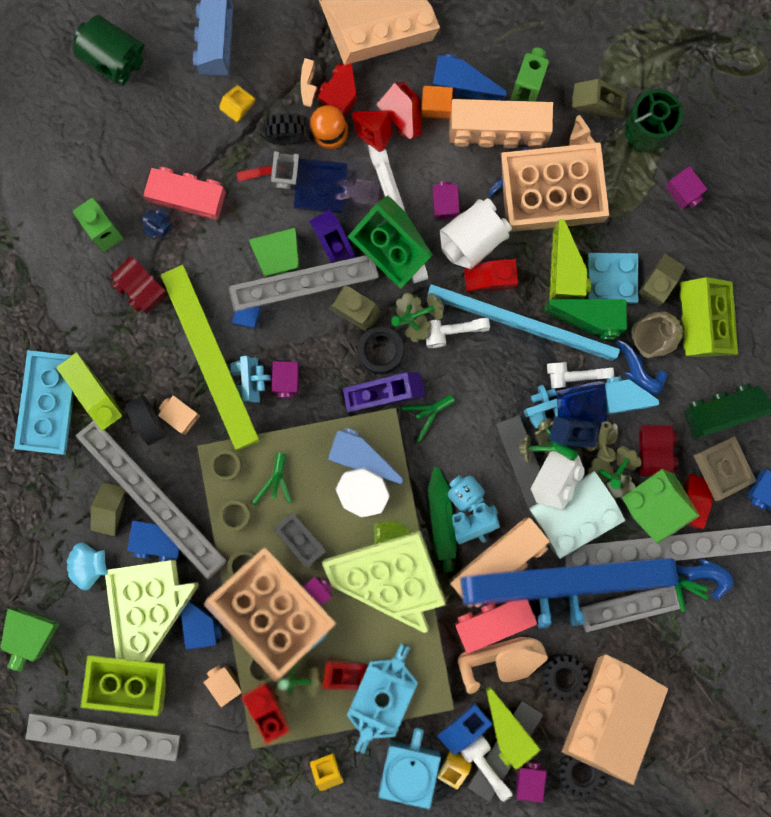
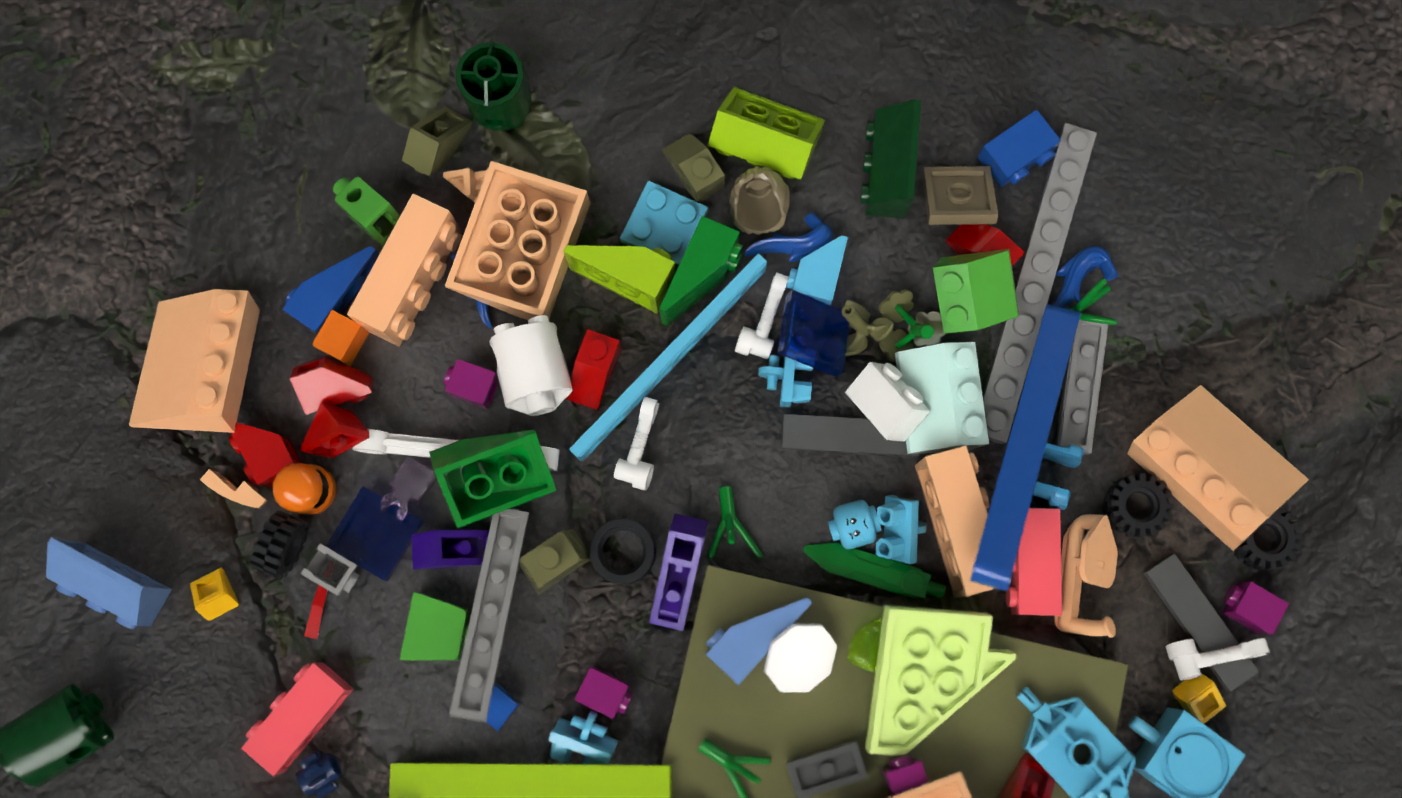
camera: 65 degrees left, 5 degrees down
(410, 308) = (588, 490): olive plant -> none
(465, 729) = (1155, 660): blue slope -> none
(511, 737) = (1193, 605): lime slope -> none
(544, 443) = (835, 393): plant -> none
(574, 432) = (838, 353): dark blue slope -> none
(656, 449) = (900, 265): dark red brick -> none
(686, 188) = (596, 87): magenta brick -> none

